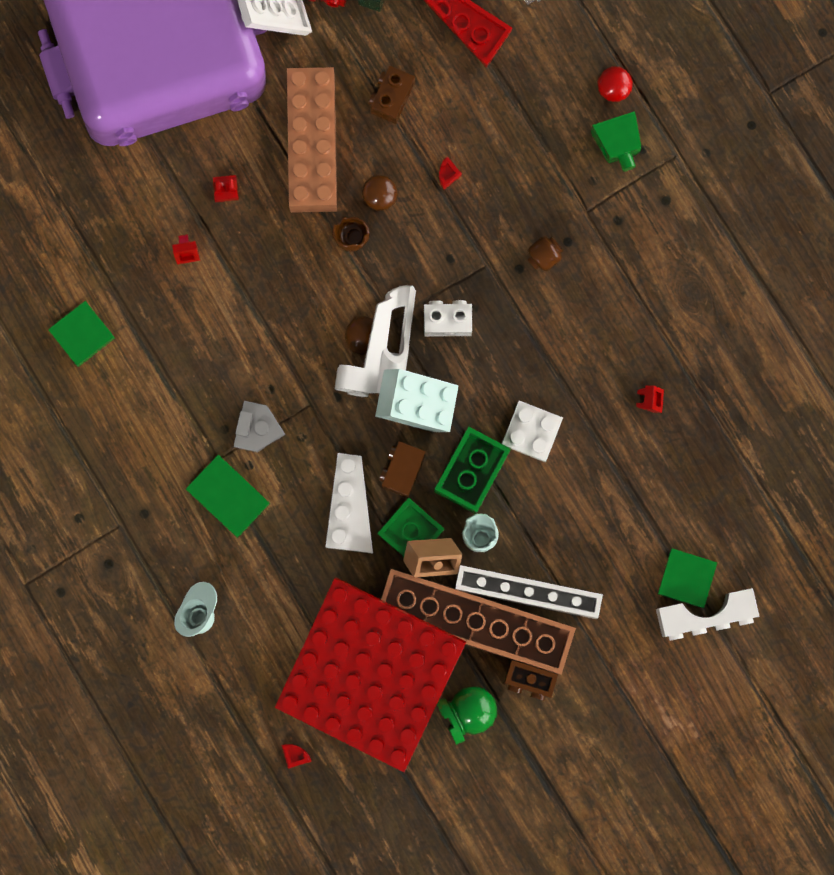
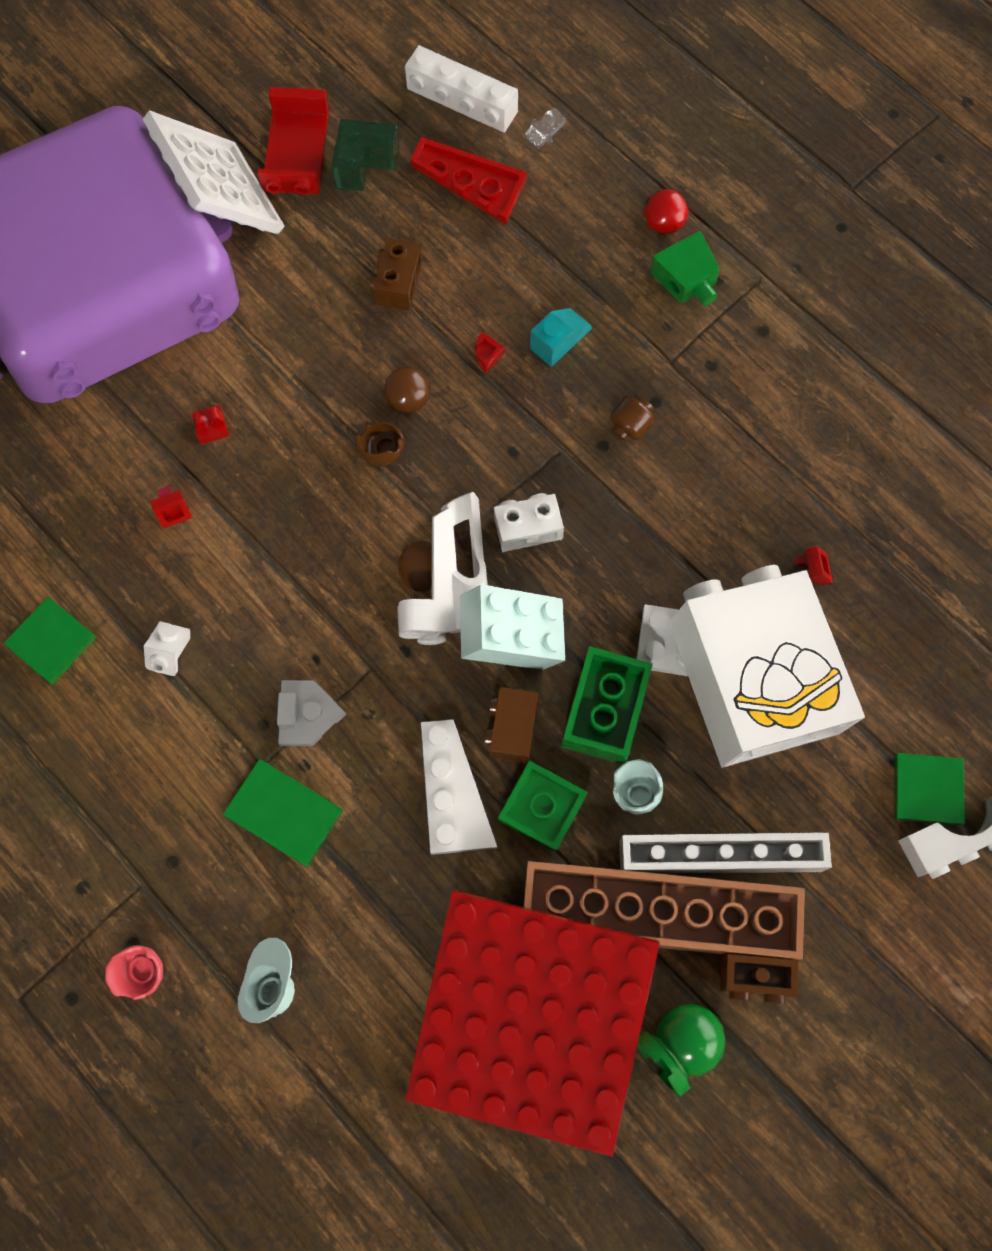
camera: 10 degrees left, 10 degrees down
(108, 584) = (134, 972): none -> coral hair
(165, 358) = (165, 647): none -> white bracket
(295, 755) = (449, 1166): red tile -> none
(312, 139) = (308, 345): nougat brick -> none
(432, 557) = (582, 833): medium nougat brick -> none
(506, 171) = (557, 334): none -> teal slope
(589, 465) = (763, 665): none -> white brick

